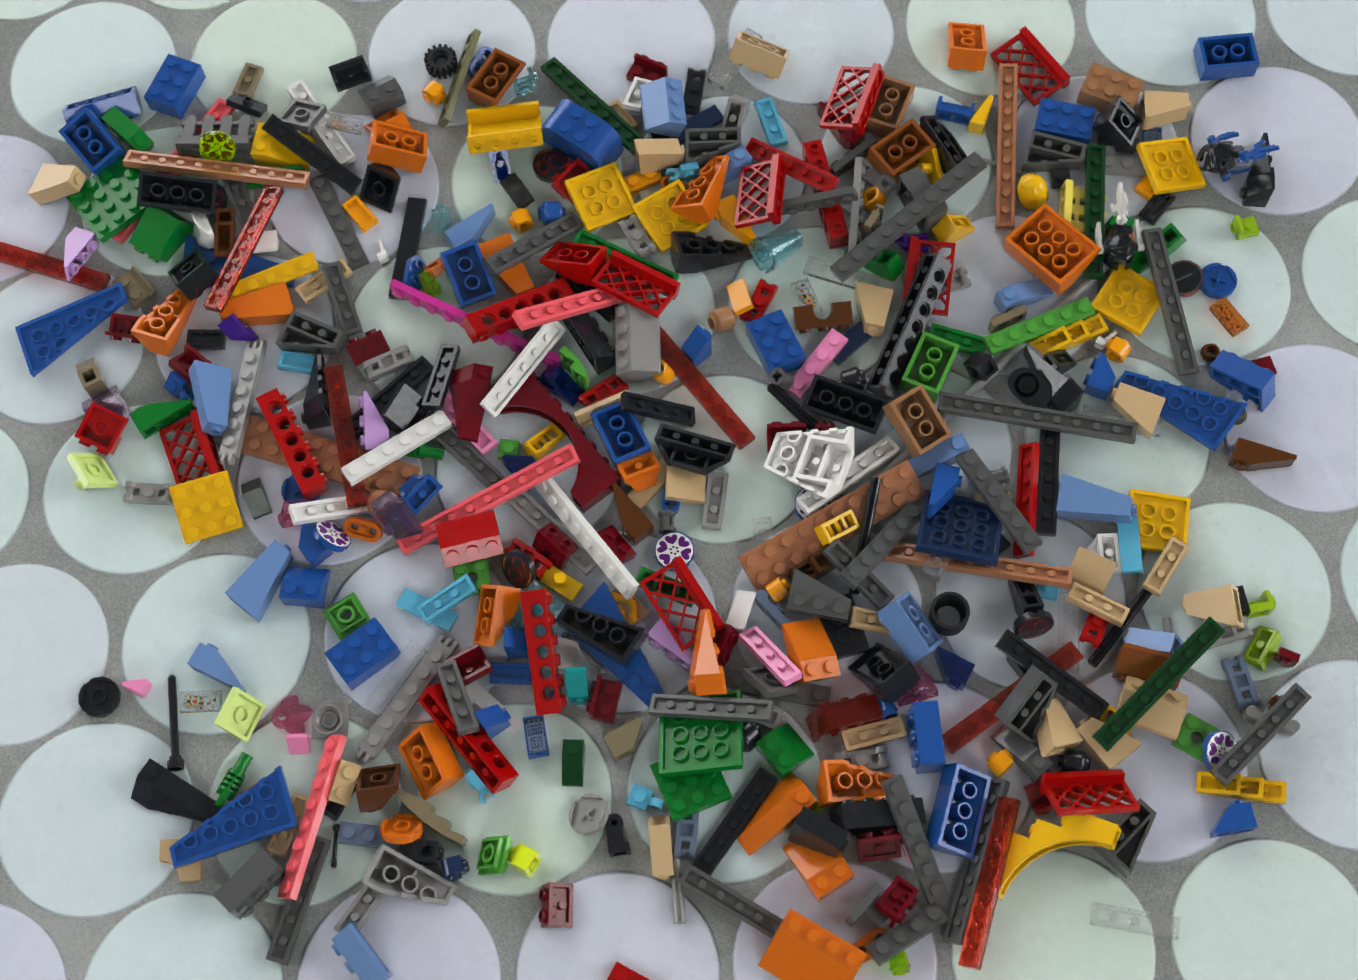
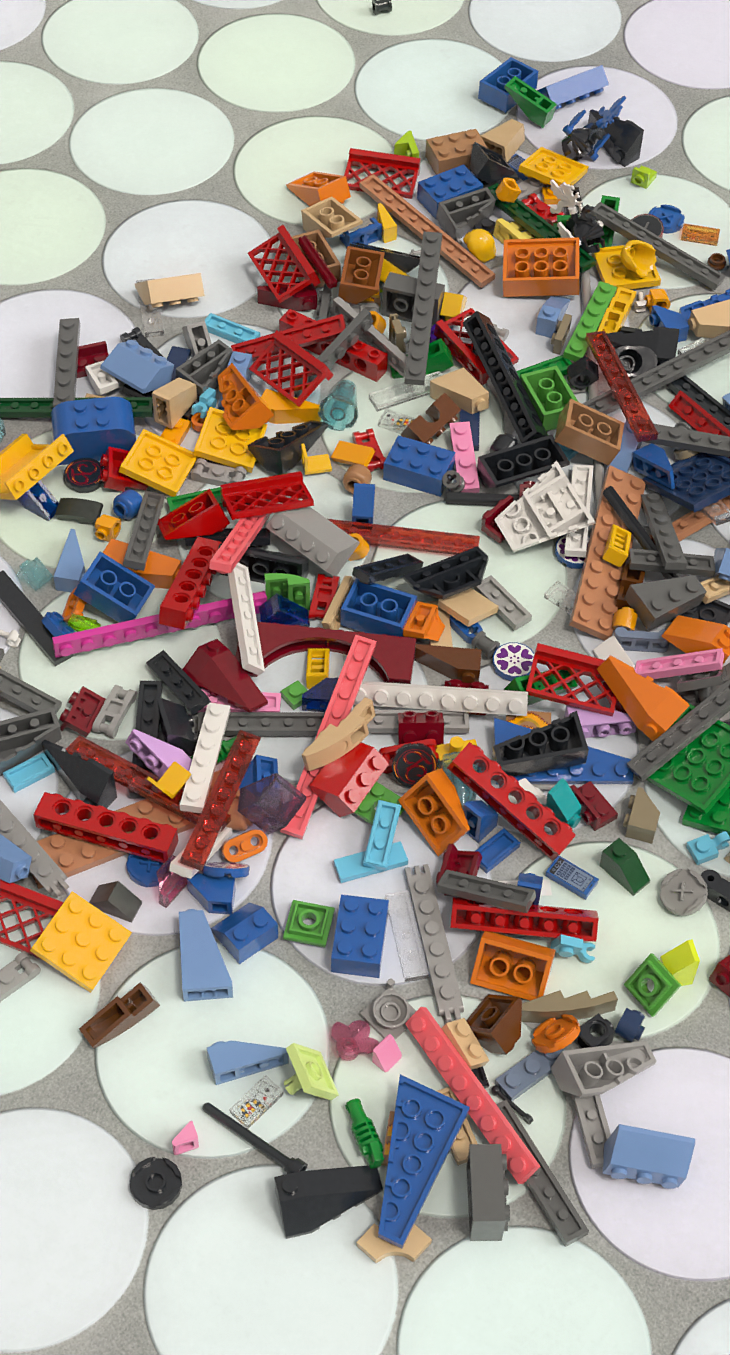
camera: 50 degrees left, 15 degrees down
(183, 575) = (119, 1015): none -> reddish brown slope
(352, 447) = (172, 779): none -> yellow bracket
(368, 486) = (220, 801): none -> clear red plate
(477, 510) = (339, 740): none -> tan slope
(620, 65) = (67, 360): none -> dark grey plate
(708, 281) = (316, 463): none -> yellow bracket
(879, 114) = (317, 262): none -> dark red axle
(936, 81) = (329, 217): none -> tan slope
(985, 402) = (621, 386): none -> clear red plate
(1076, 57) = (406, 146): none -> lime slope
(1098, 160) = (508, 190): none -> light orange plate
(1126, 179) = (540, 208): none -> red plate
(1136, 301) = (638, 257): none -> yellow hair
(1221, 87) = (533, 103): none -> green slope
(1279, 98) = (576, 86): none -> slope

